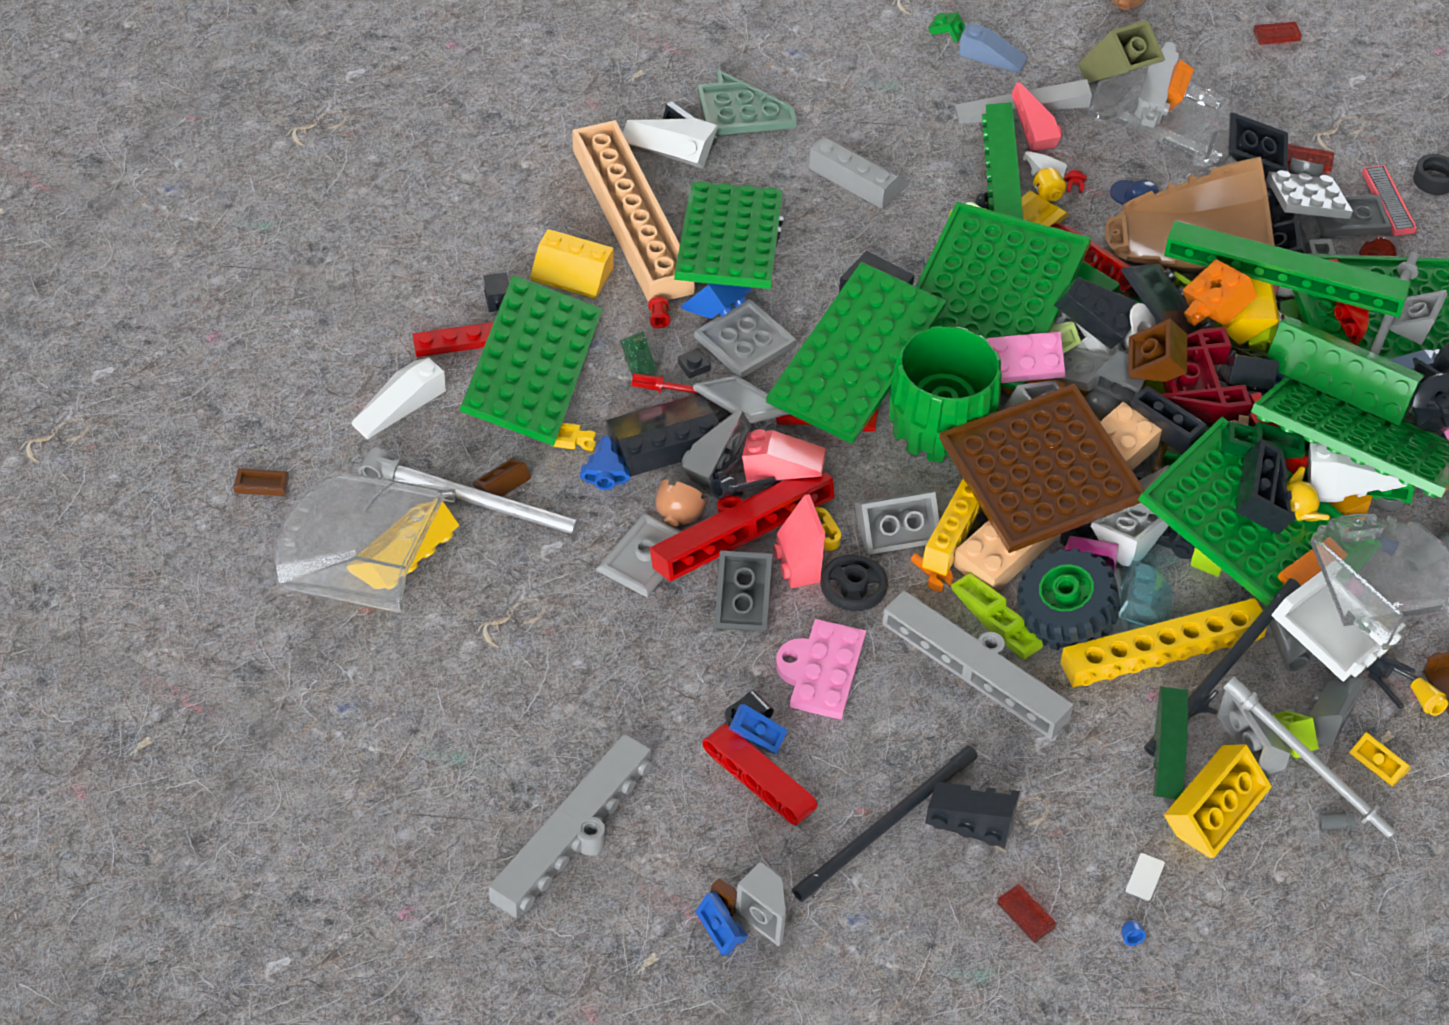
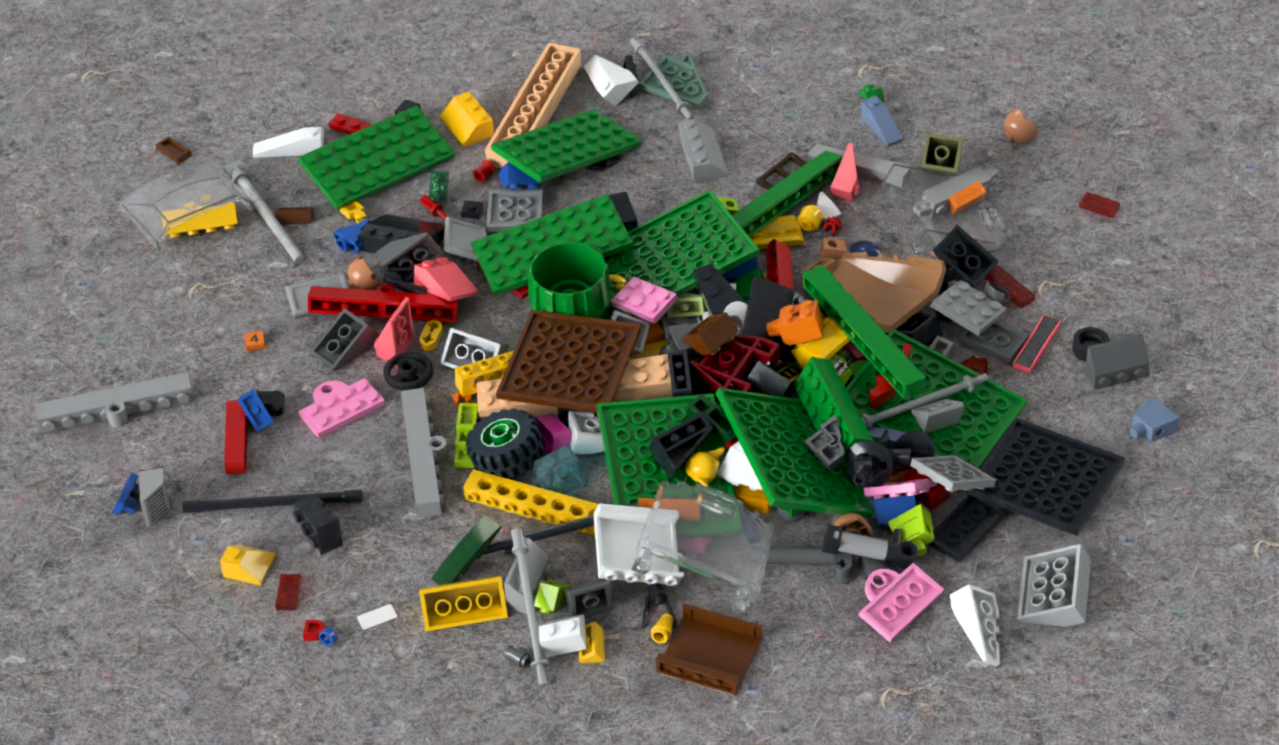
camera: 45 degrees right, 5 degrees down
(638, 651) = (254, 340): none -> orange tile
(671, 91) = (642, 50): none -> light grey bar
(946, 911) = (246, 563): none -> yellow slope
(951, 130) = (777, 168): none -> dark brown window
(1104, 936) = (312, 630): none -> red tile
(1106, 205) = (833, 248): none -> nougat leg
(1357, 761) = (563, 635): none -> white slope
(1389, 404) = (827, 444): none -> dark grey slope

